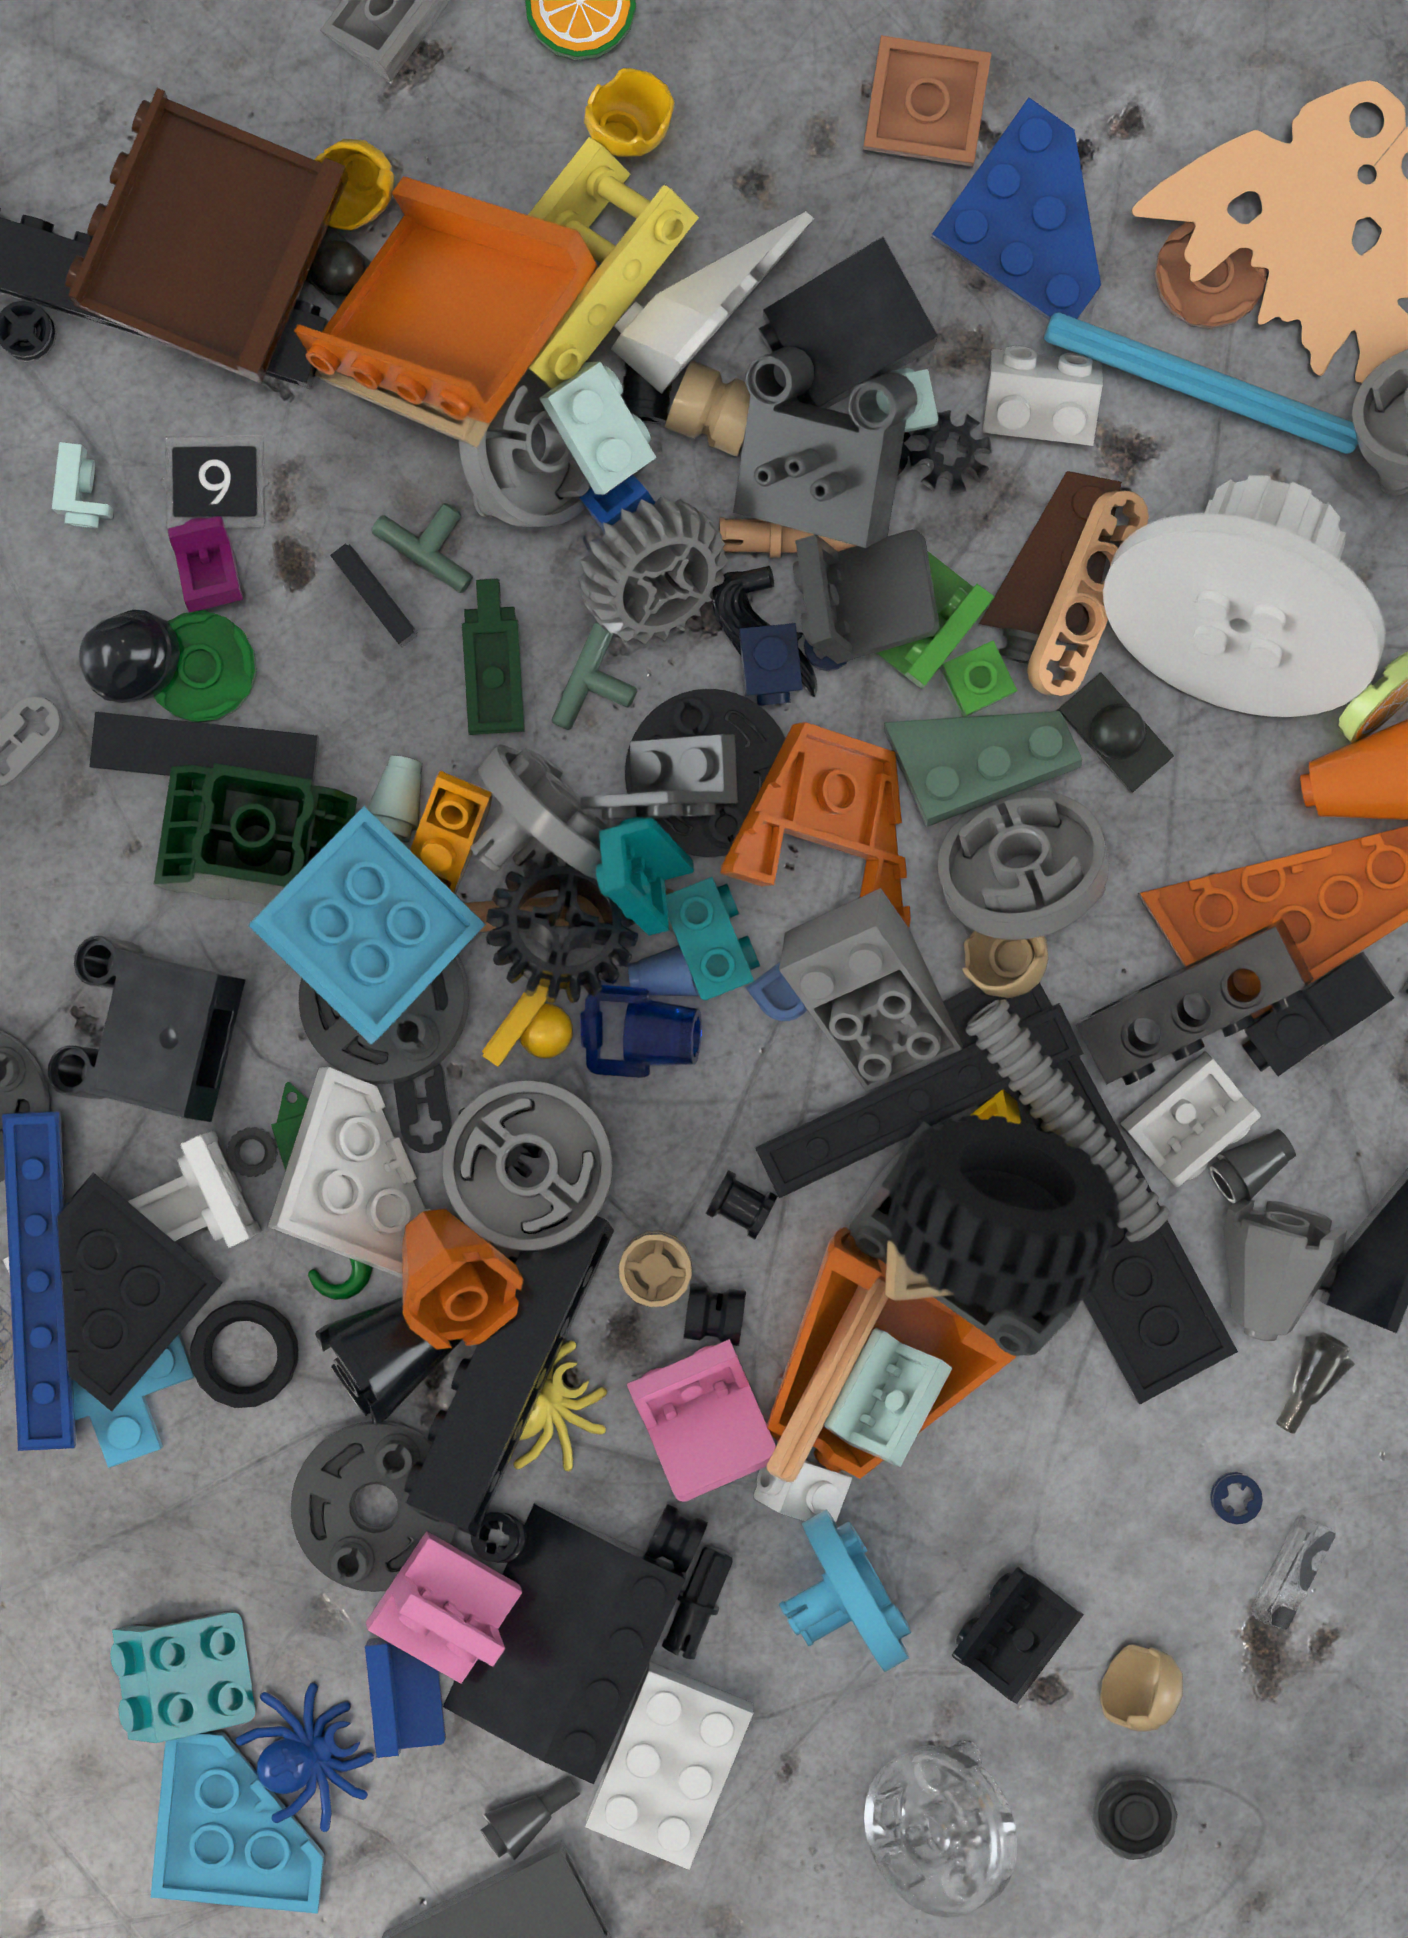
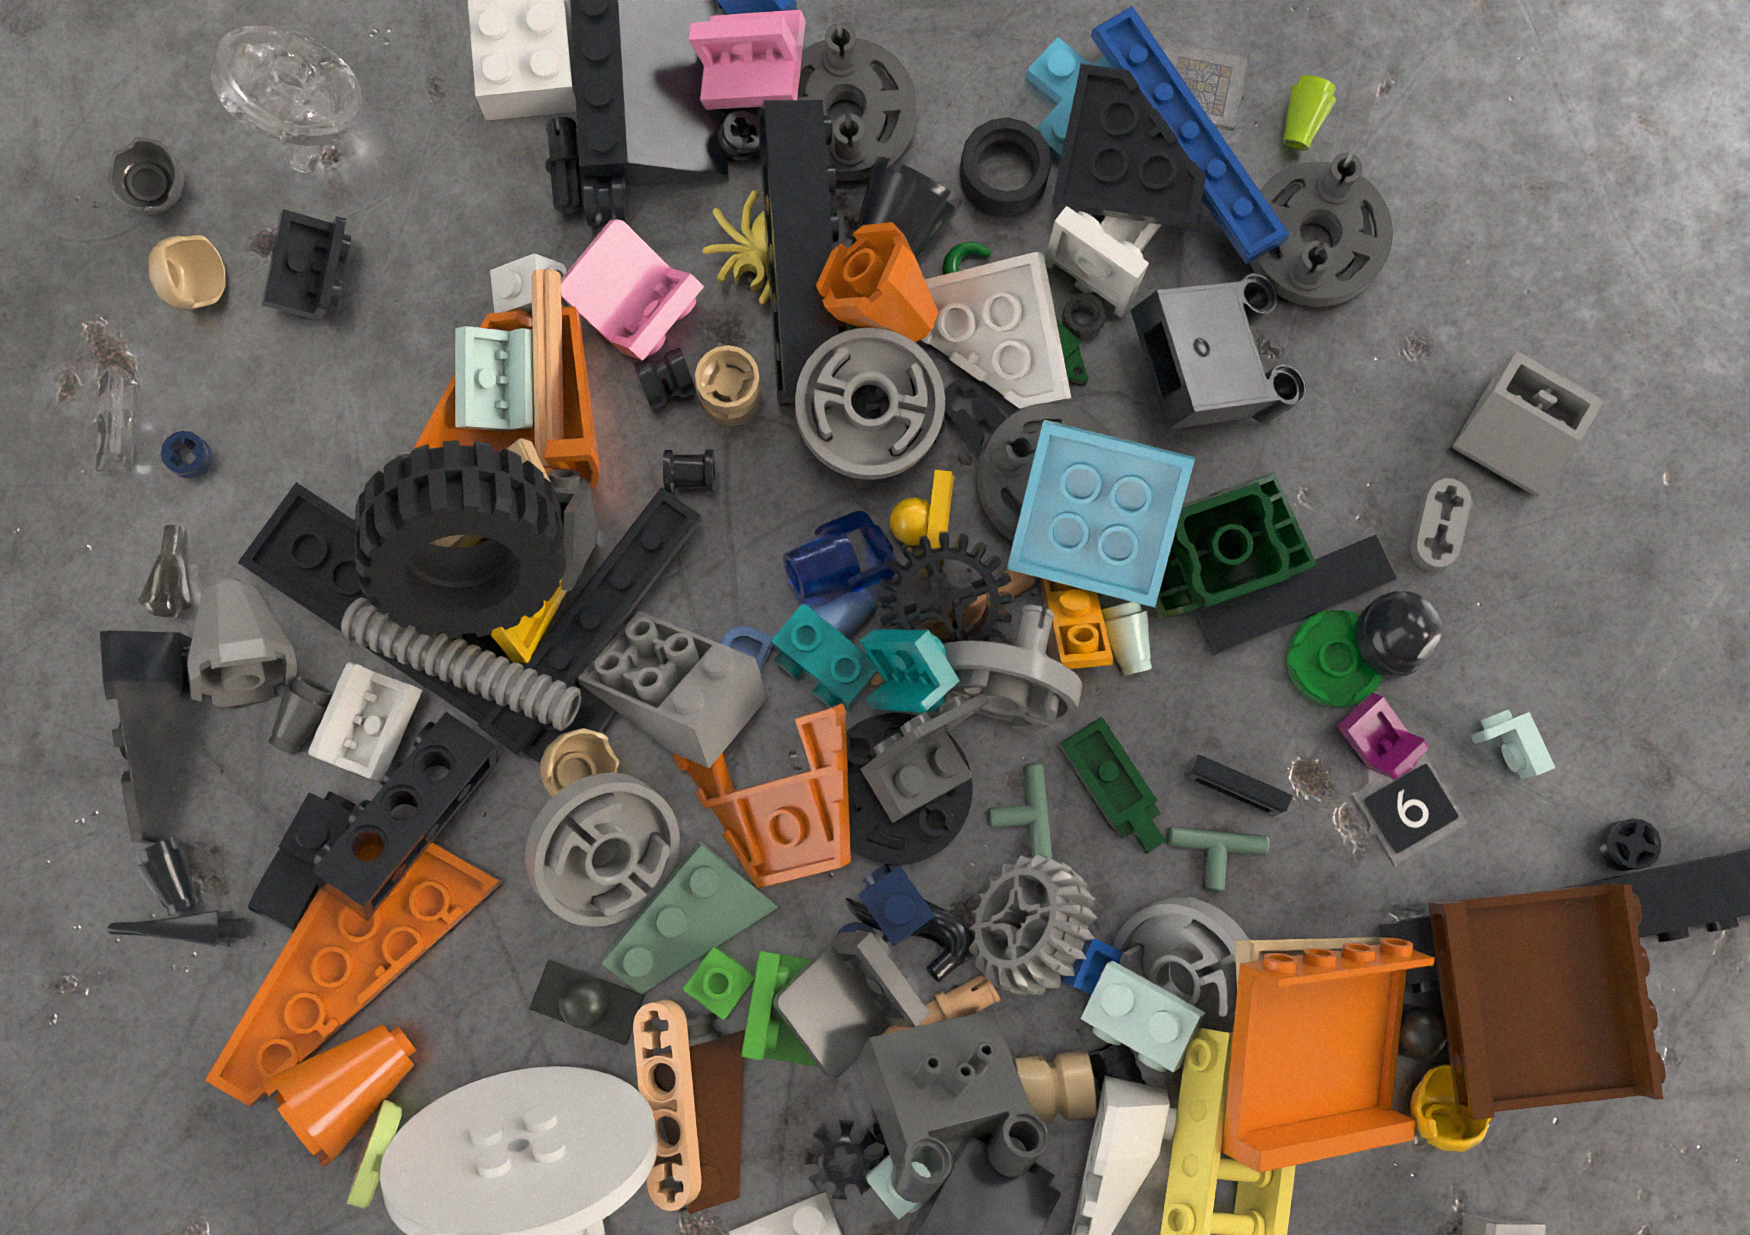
camera: 150 degrees right, 10 degrees down
(847, 1594) = (445, 212): medium azure piece -> none

